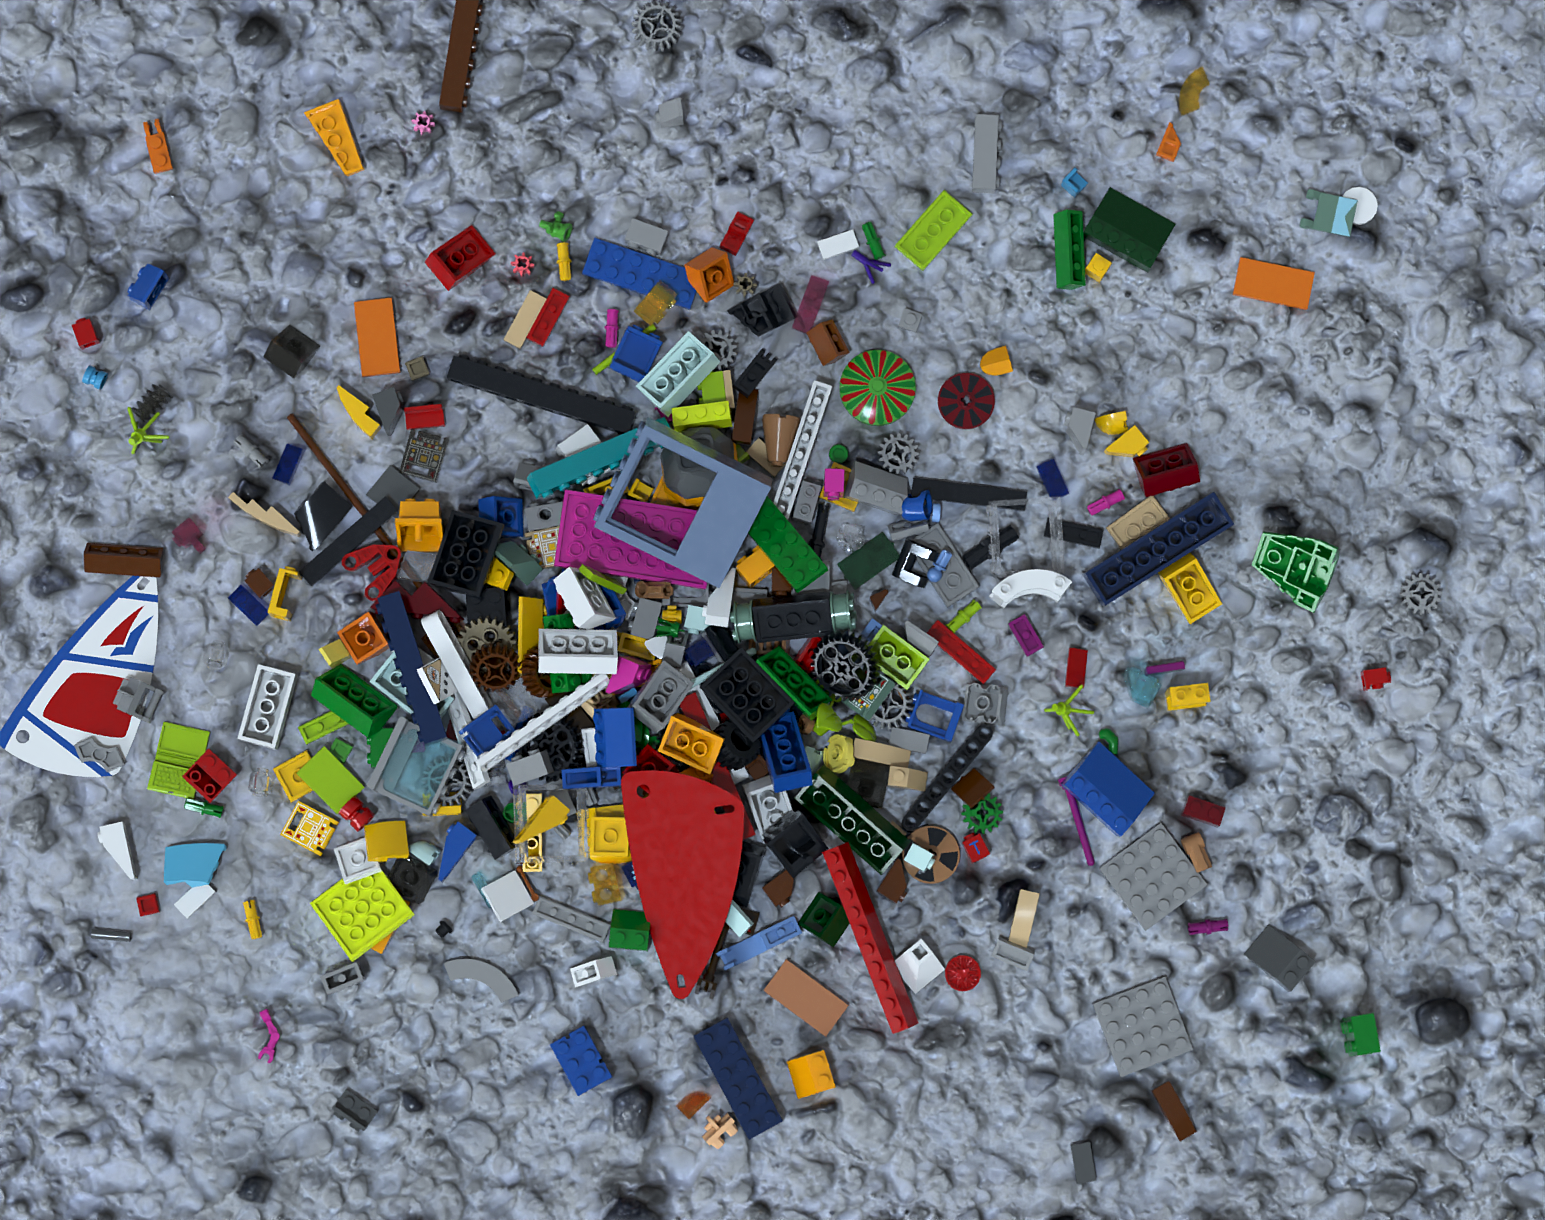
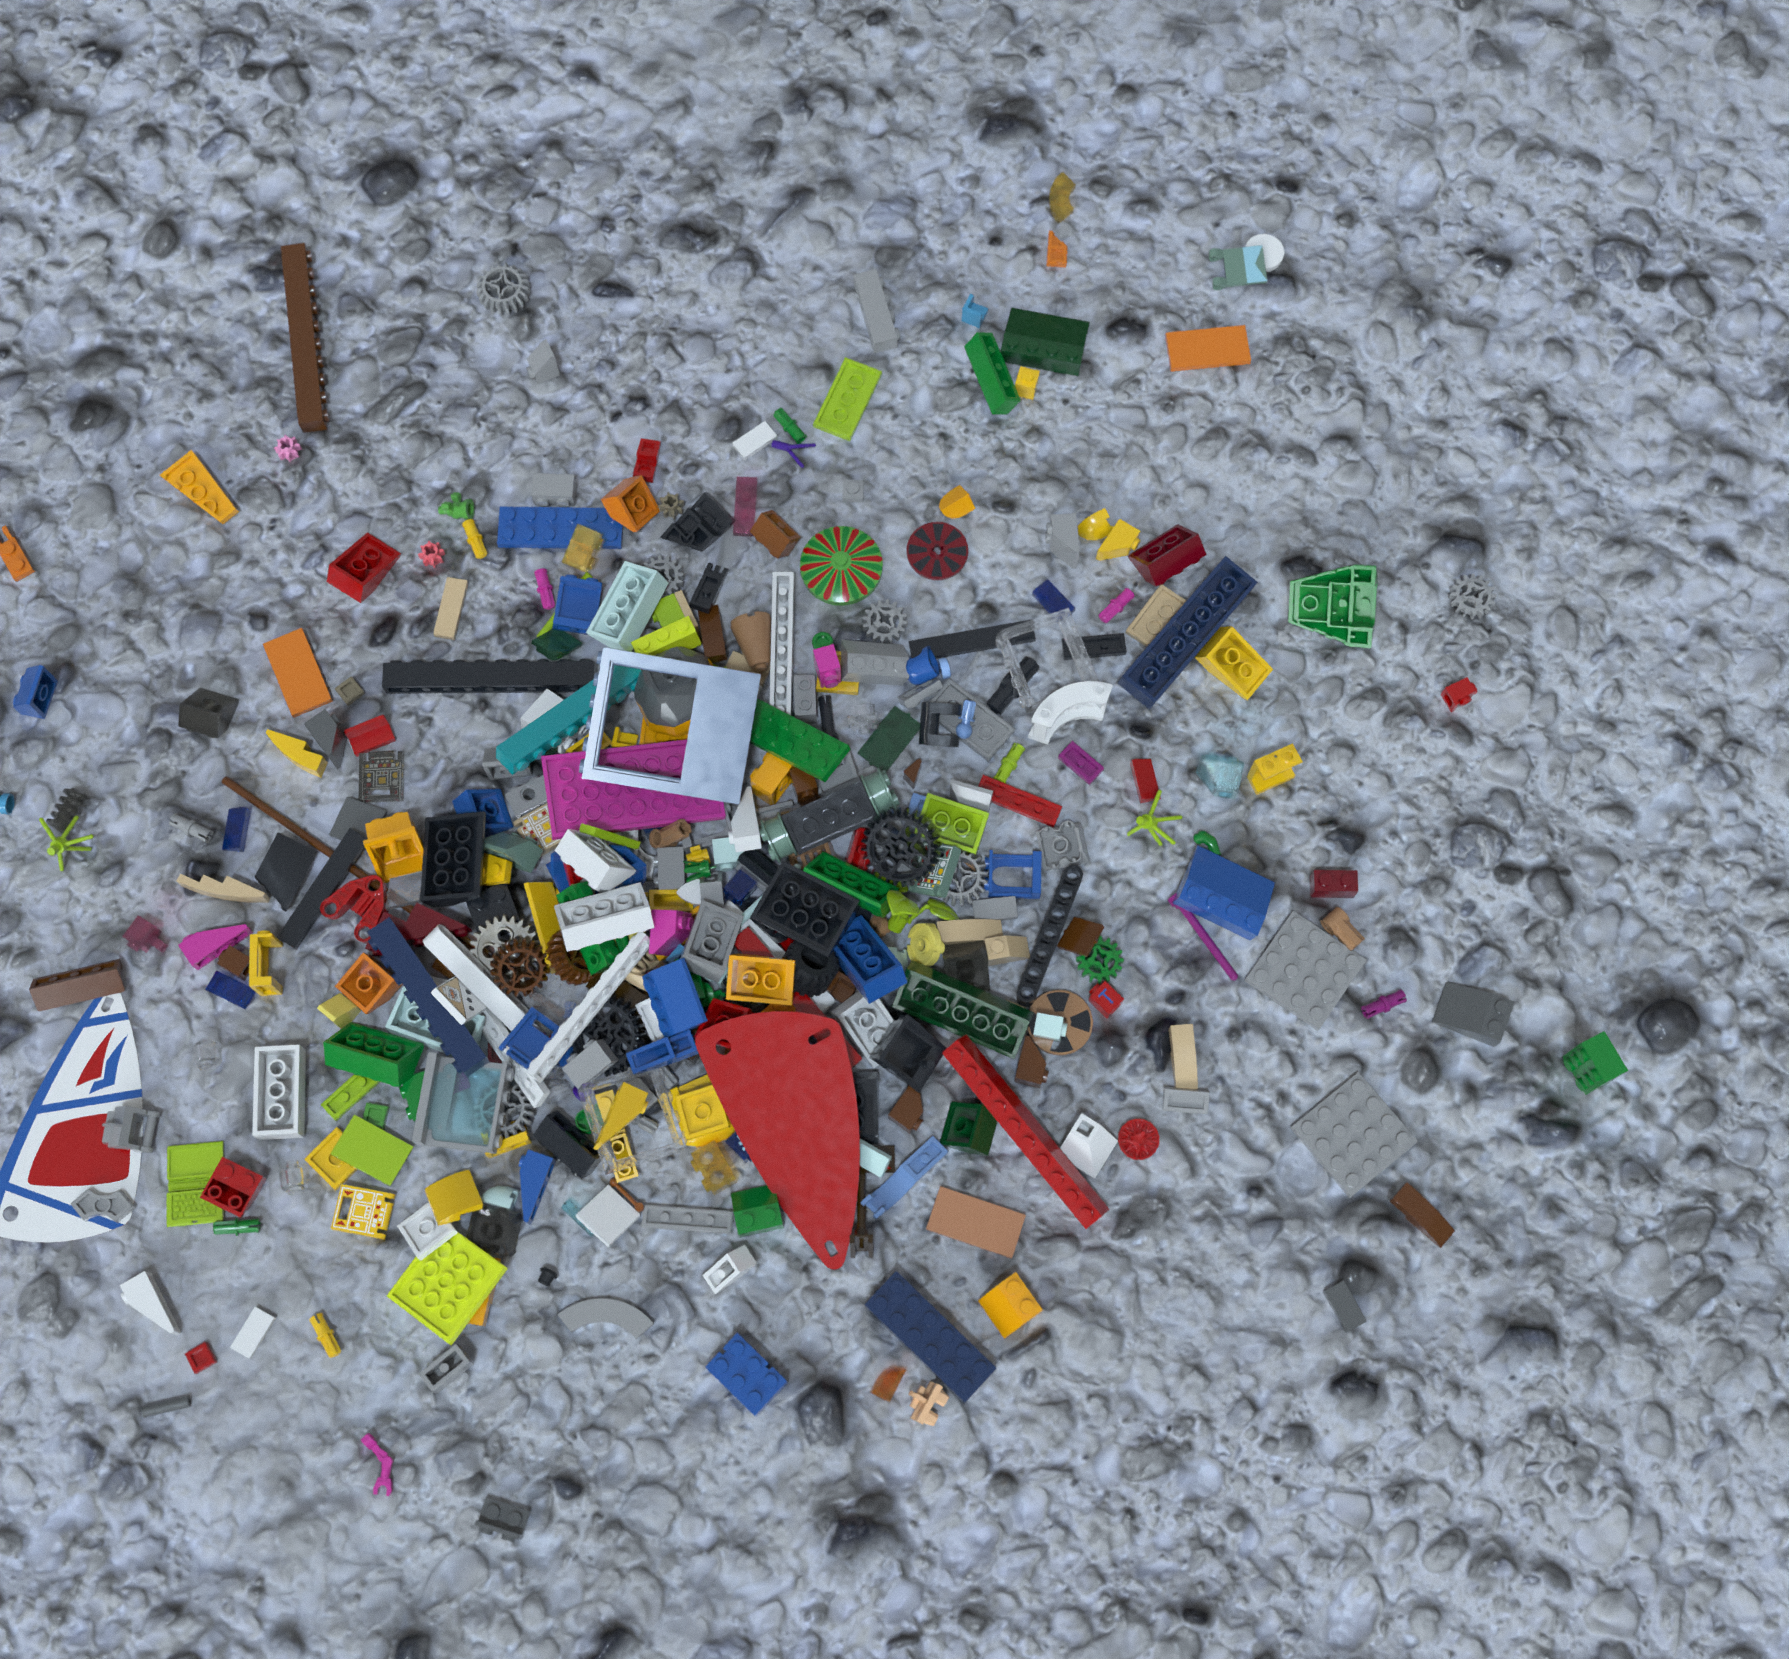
camera: 15 degrees left, 10 degrees down
(191, 863) = (238, 1293): medium azure slope -> none
(240, 560) = (207, 945): none -> dark pink slope
(356, 813) = (410, 1177): red wheel -> none
(548, 317) = (474, 598): red plate -> none
(607, 384) = (555, 644): none -> clear green piece
(1164, 668) = (1241, 749): magenta tile -> none

